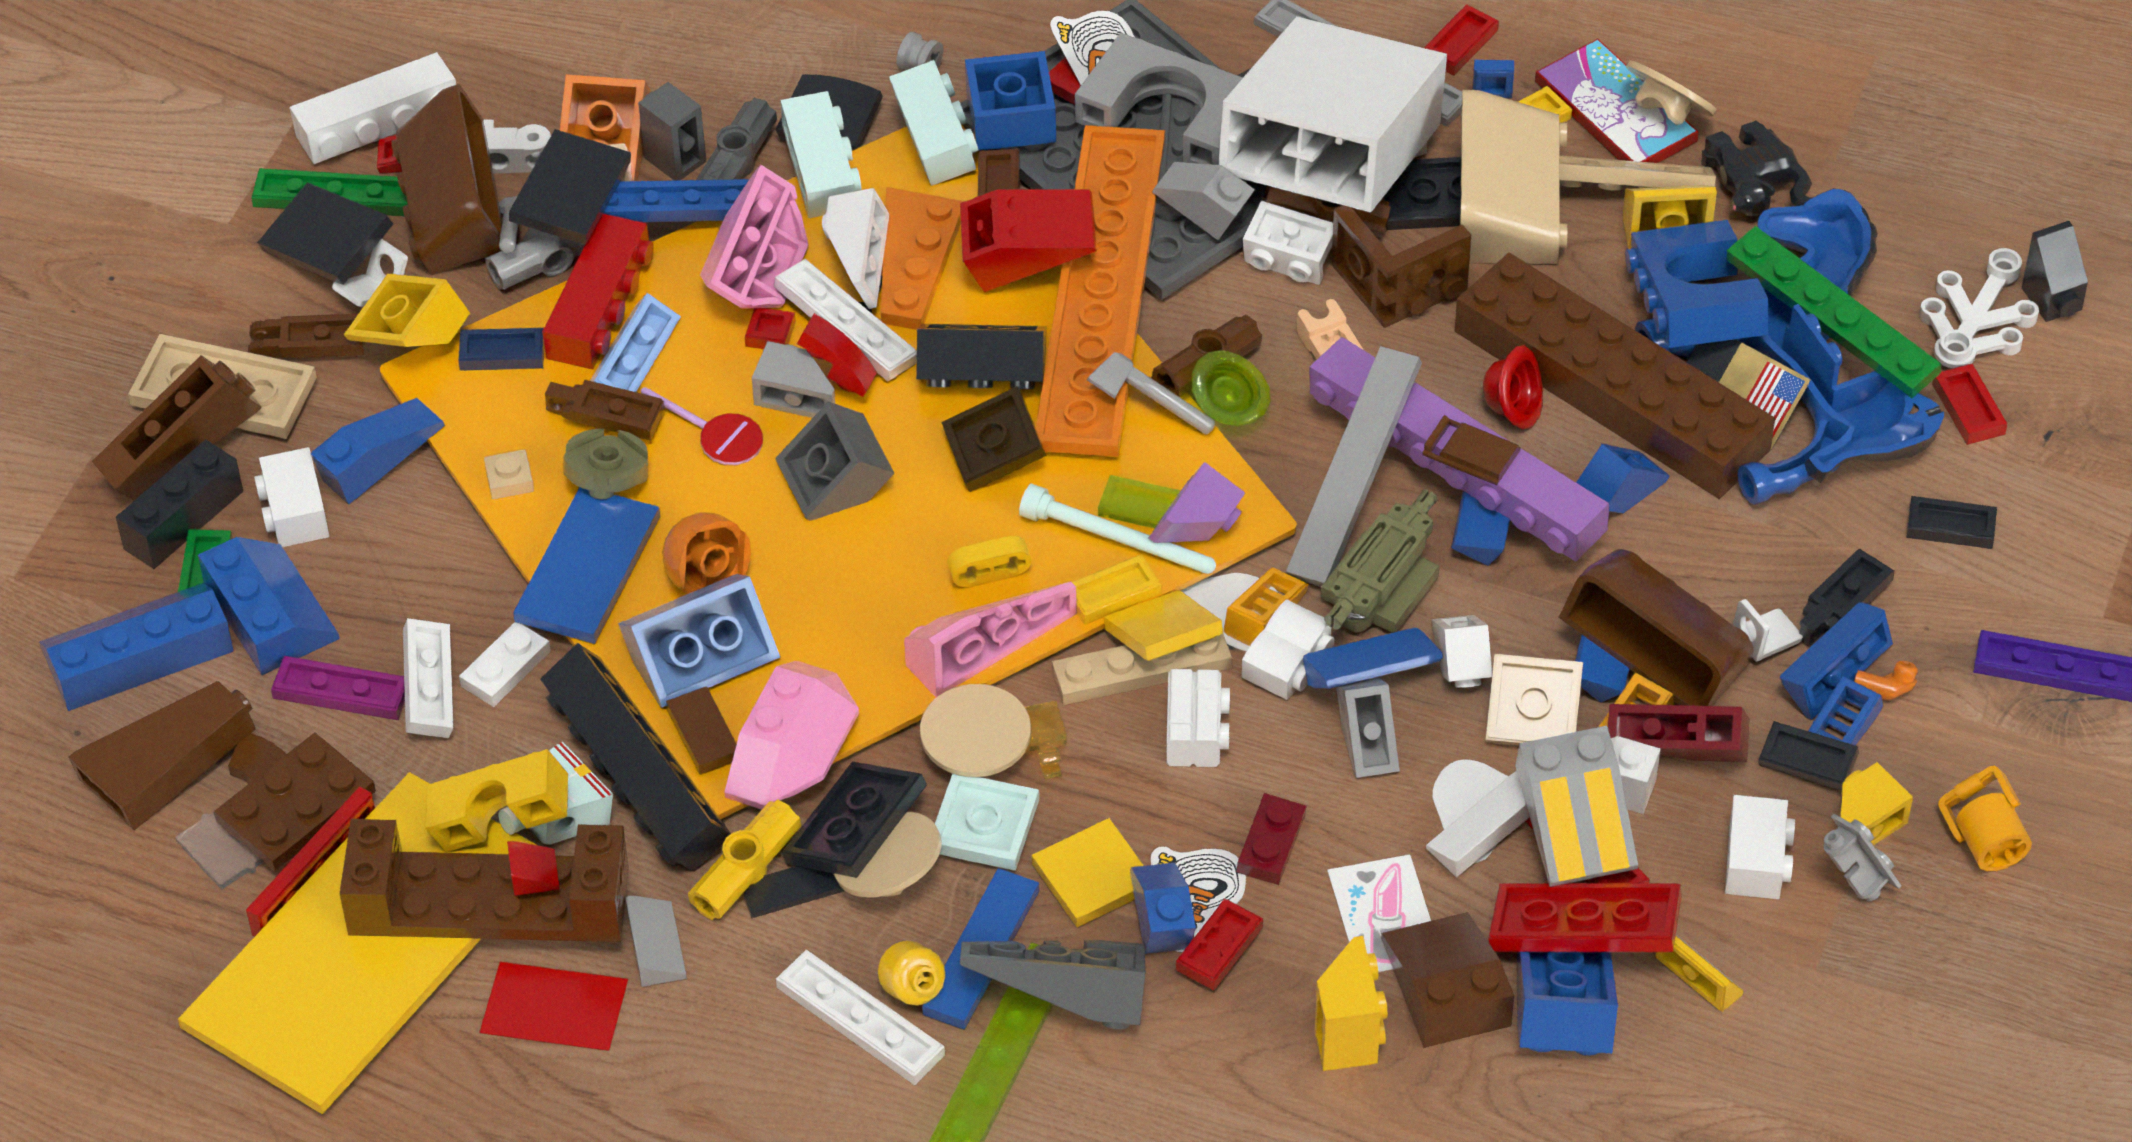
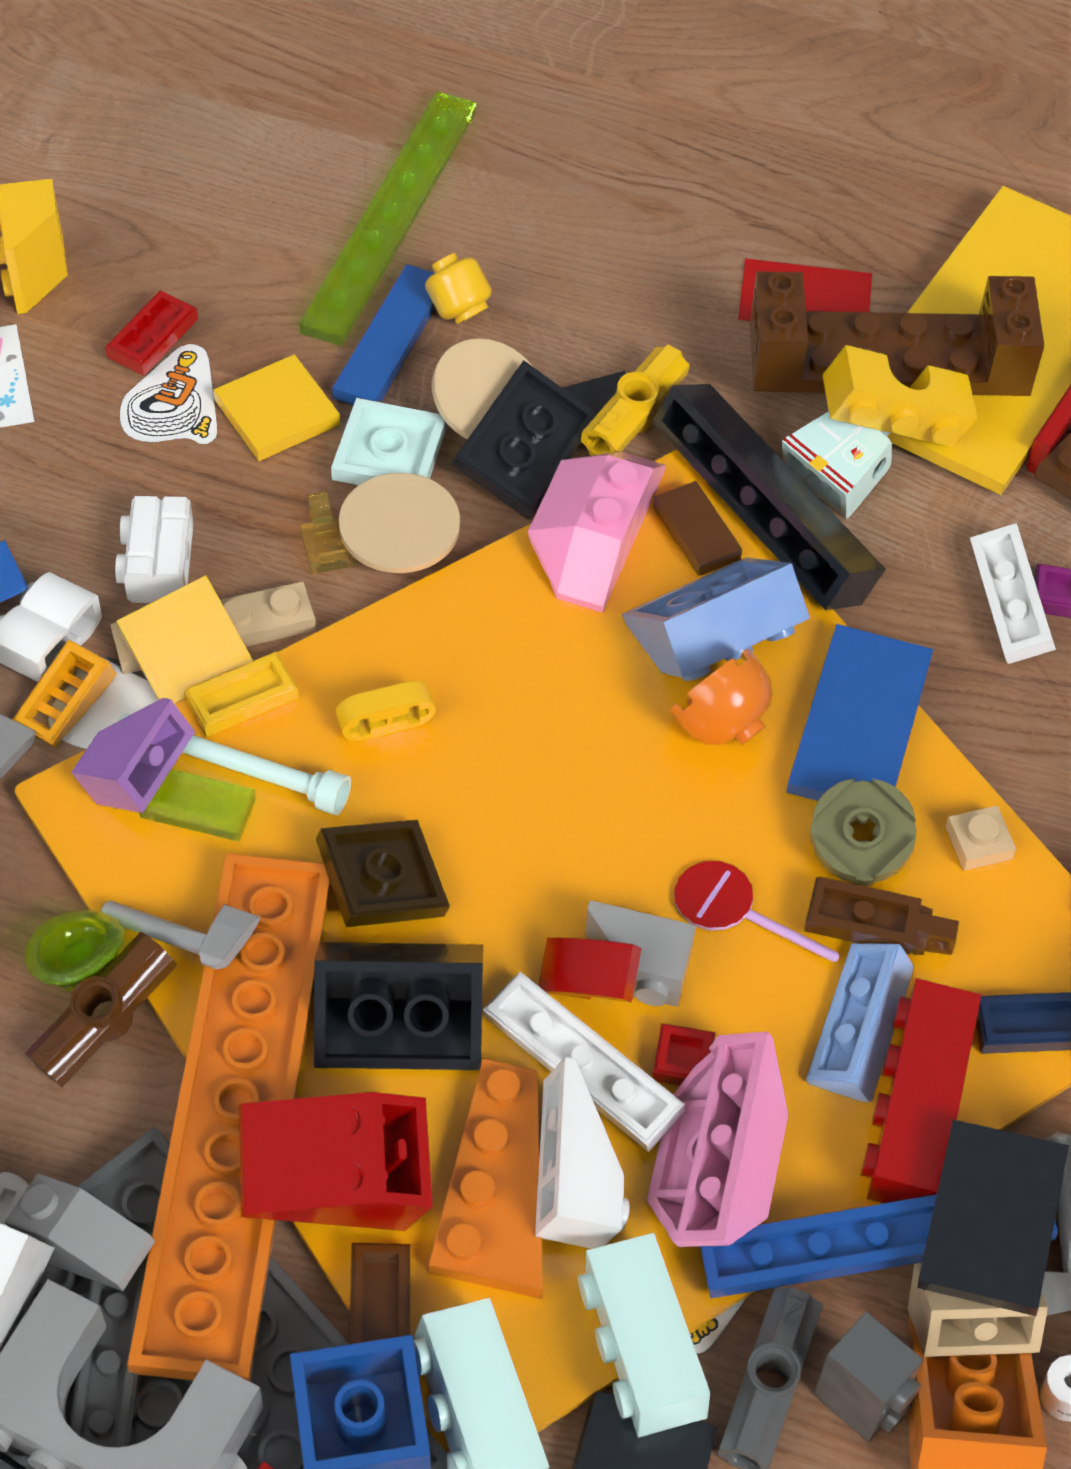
camera: 175 degrees right, 5 degrees up
(504, 663) = (936, 618): white plate -> none
(532, 868) = (852, 330): red slope -> none
(655, 940) = (718, 340): light grey slope -> none
(834, 462) = (577, 835): dark grey slope -> none
(860, 1017) = (514, 281): white tile -> none
(976, 638) = (407, 604): bright pink wedge -> none
(1094, 982) = (302, 281): dark grey wedge -> none
(1163, 907) = (205, 347): blue slope -> none
(1271, 839) = (88, 440): dark red plate -> none

